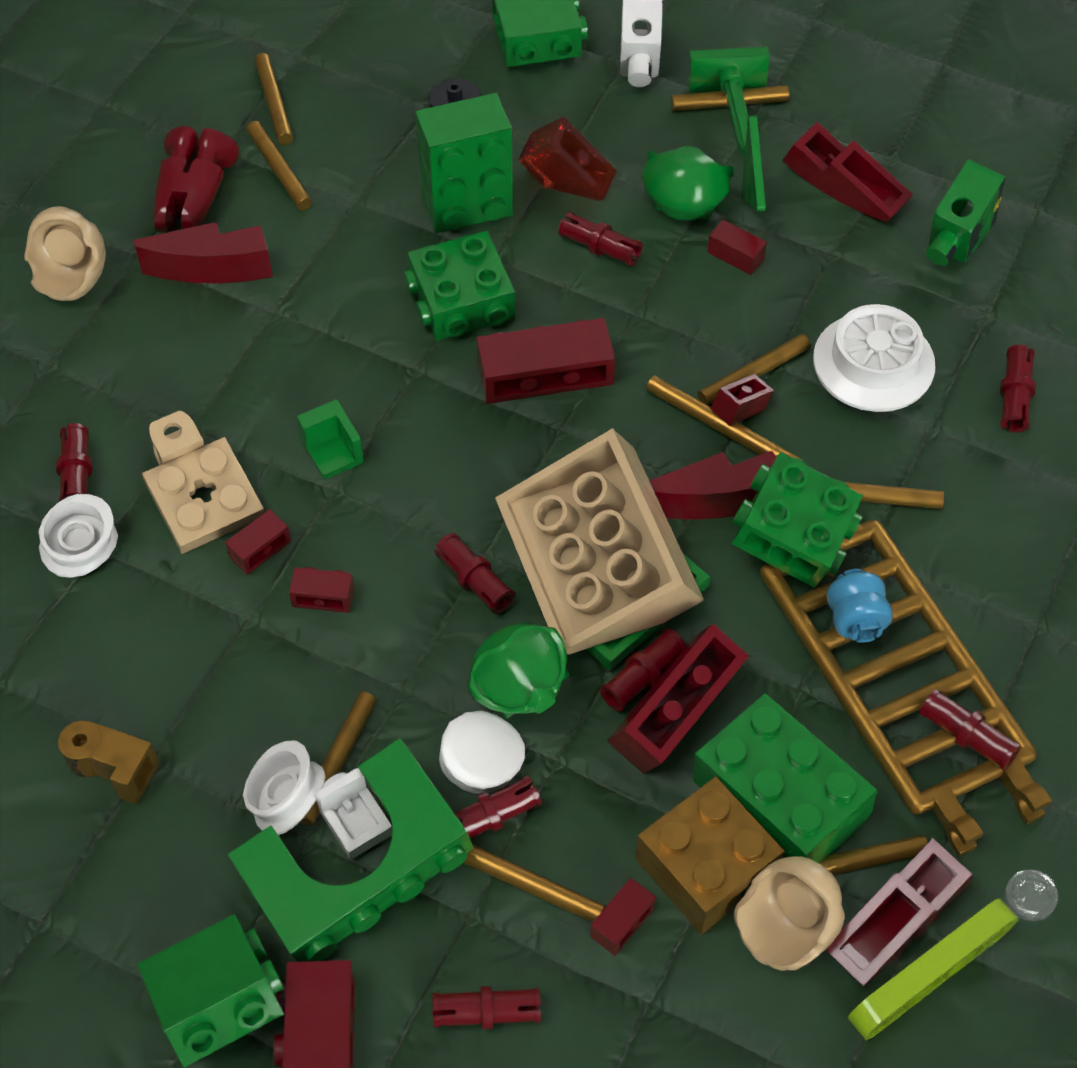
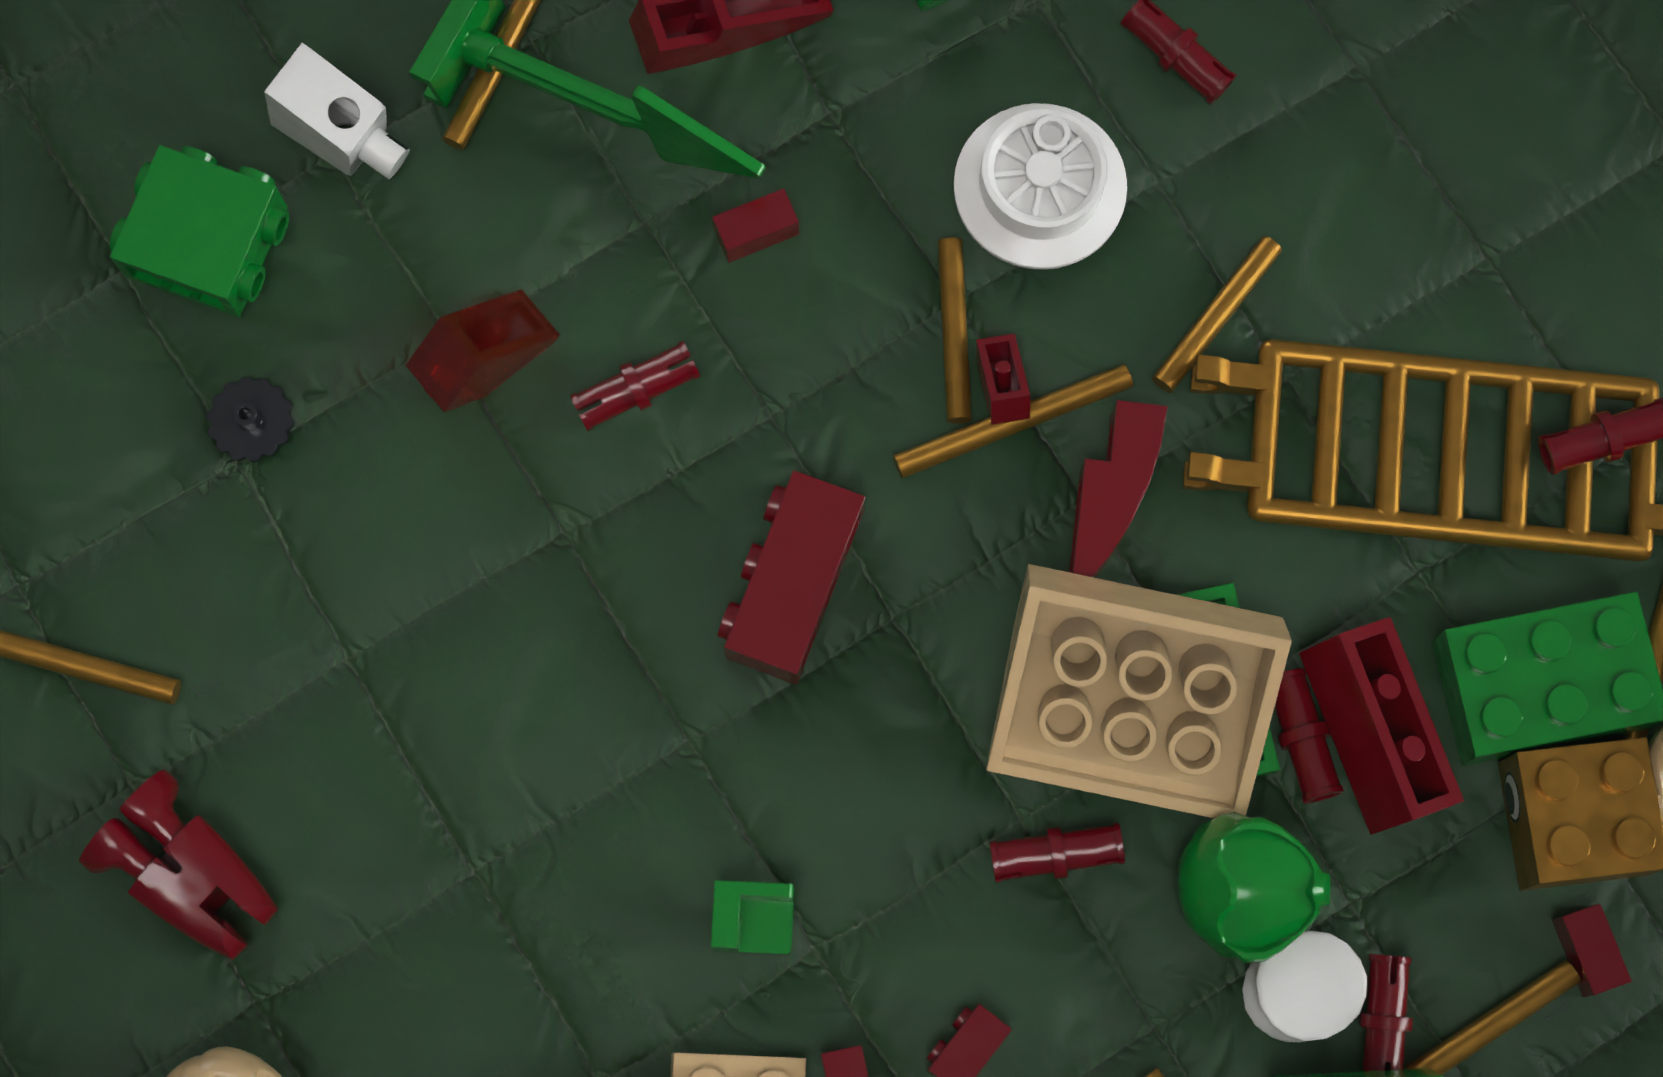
camera: 60 degrees left, 20 degrees up
(205, 255) = (337, 916): dark red slope -> none
(279, 165) = (218, 727): pearl gold bar -> none
(460, 286) = (604, 612): green brick -> none
(465, 162) = (441, 494): green brick -> none
(685, 182) = (626, 223): green helmet -> none
(797, 519) = (1242, 439): green brick -> none
(859, 605) = (1392, 448): dark azure piece -> none

